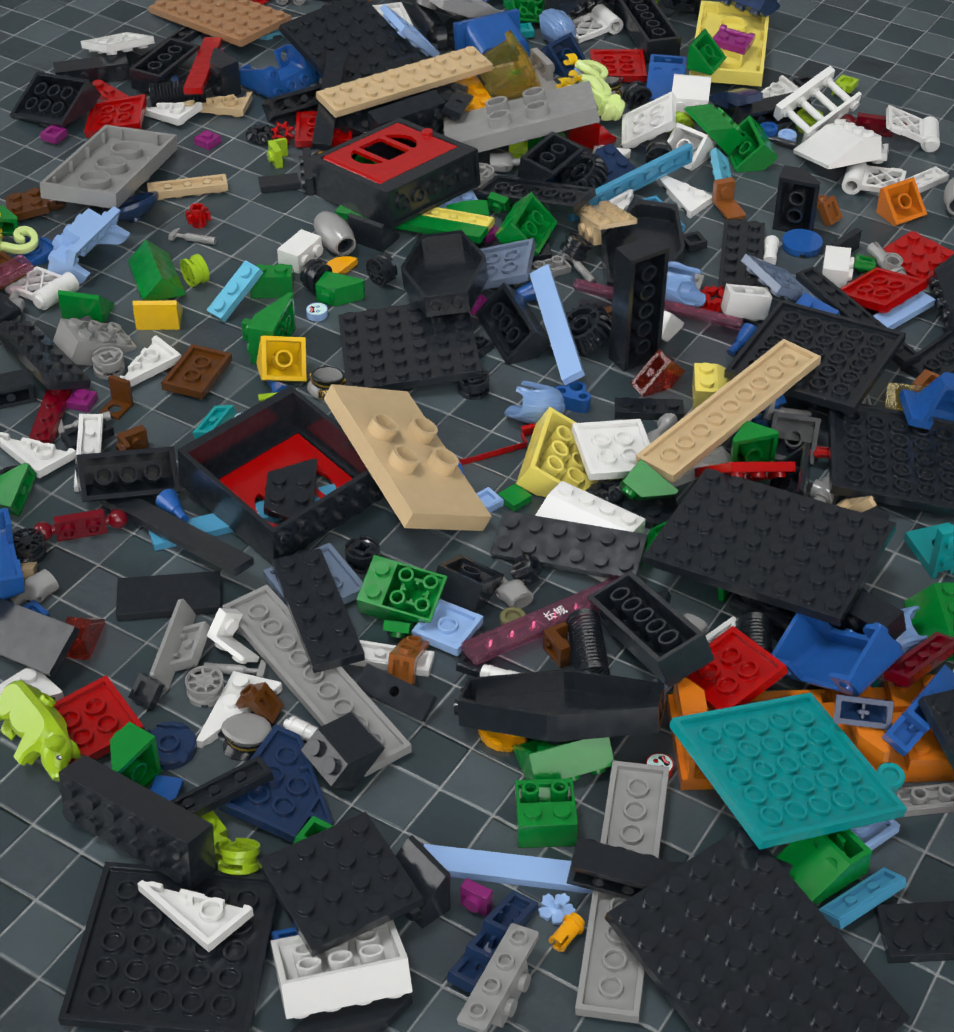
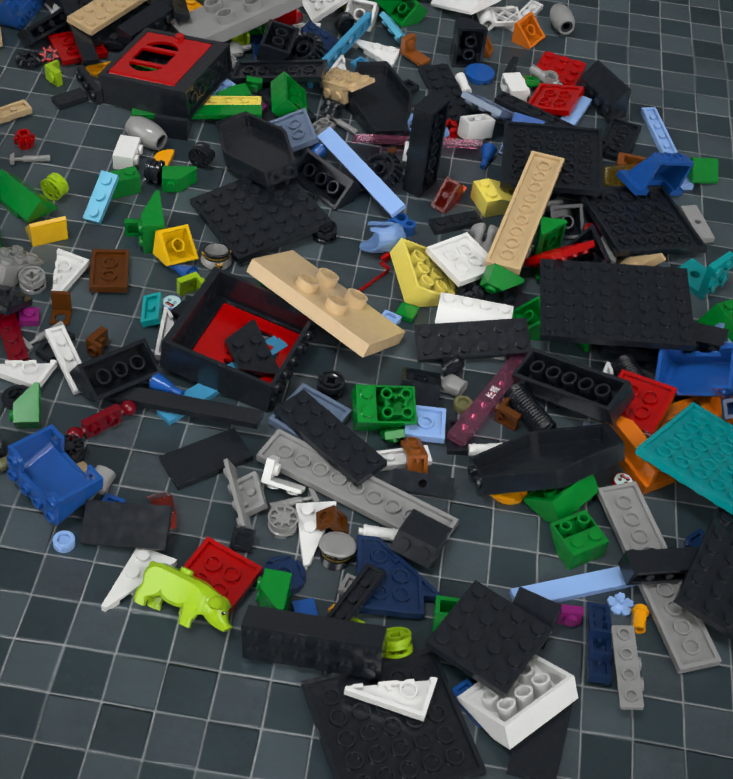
camera: 30 degrees left, 5 degrees up
(317, 312) = (170, 200): tile -> none

